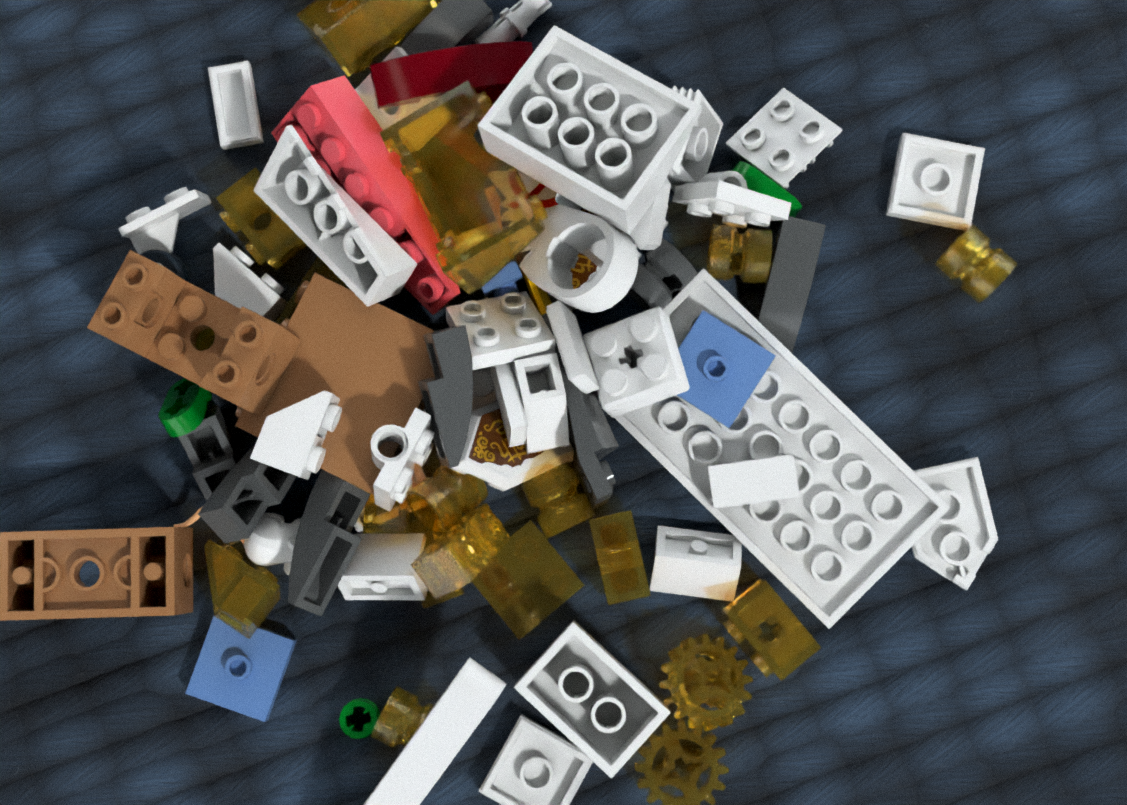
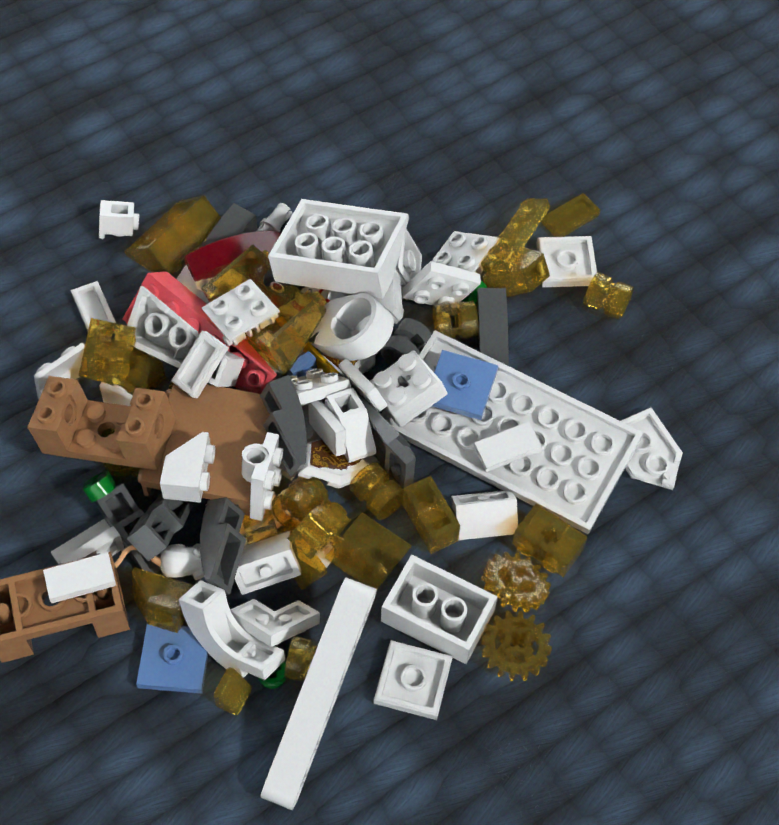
camera: 25 degrees left, 25 degrees down
(125, 560) = (79, 577): none -> white tile
(155, 485) = (91, 542): none -> white panel
(228, 208) = (101, 350): none -> clear yellow brick
(303, 735) = (232, 692): none -> clear yellow slope
(311, 670) = (222, 636): none -> white arch
(347, 271) = (199, 364): none -> white tile
(374, 667) = (278, 625): none -> white plate
(425, 189) = (240, 312): none -> white hinge
(852, 194) = (523, 276): none -> clear yellow slope
(870, 128) = (515, 235): none -> clear yellow plate
(966, 102) = (570, 216): none -> clear yellow tile

